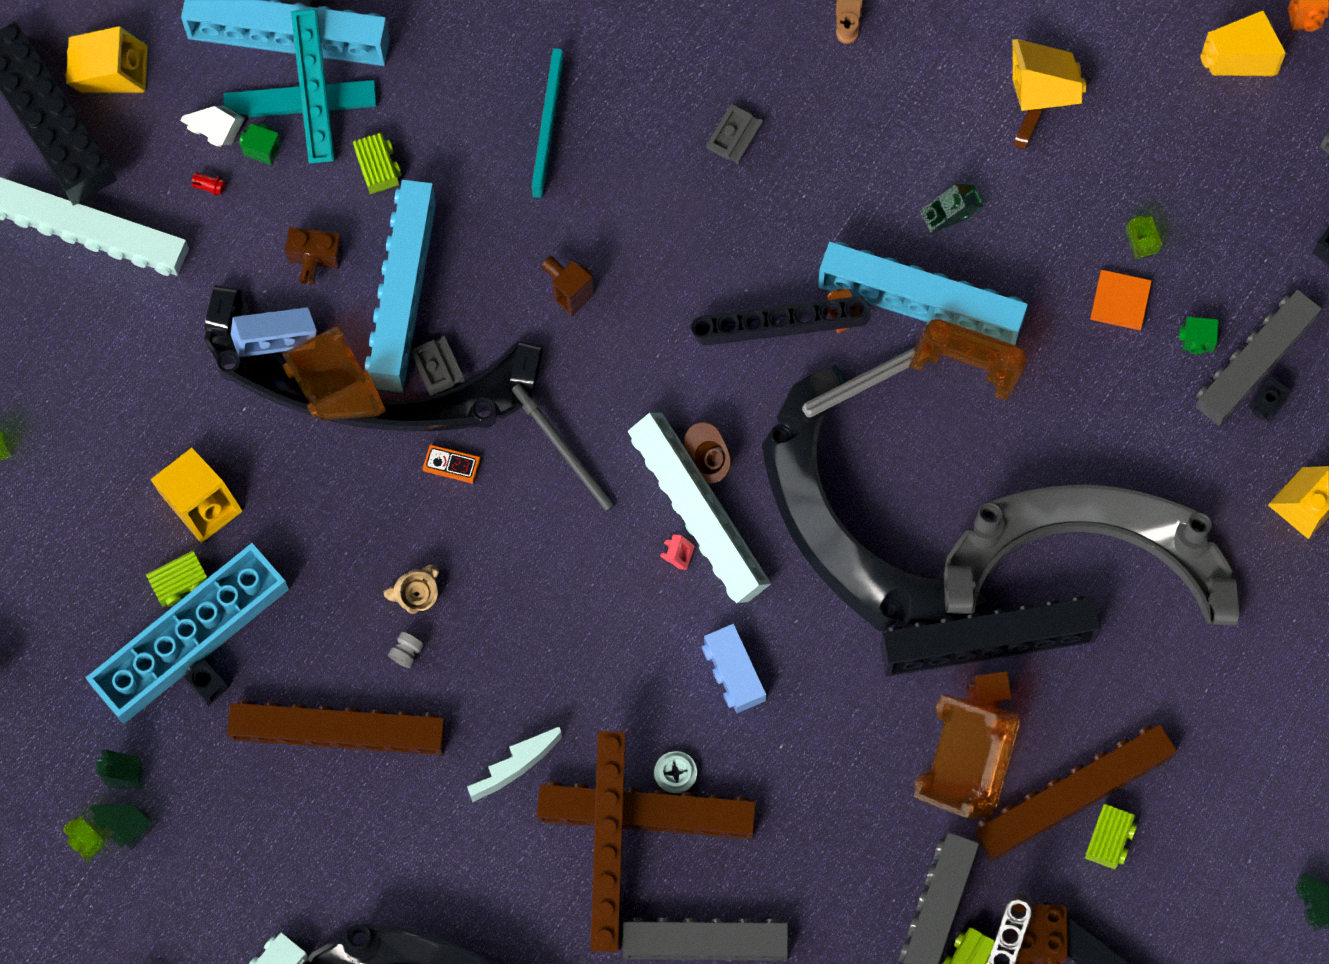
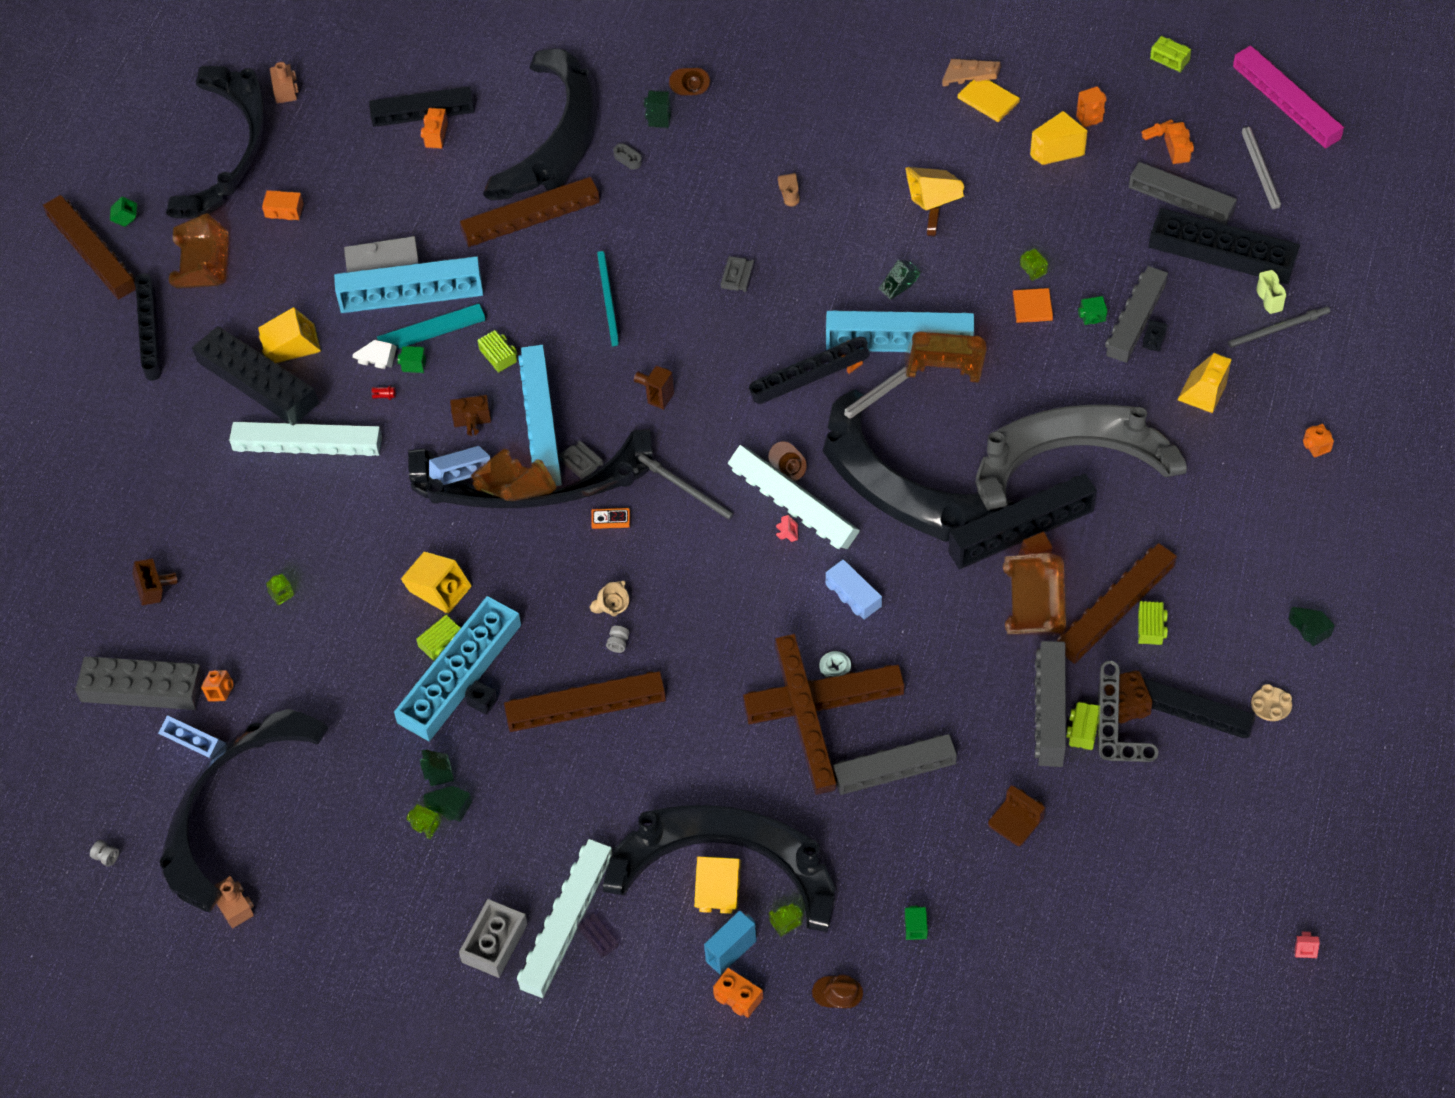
camera: 15 degrees left, 15 degrees down
(313, 86) = (439, 312): teal tile -> none
(523, 757) = (723, 685): light aqua slope -> none

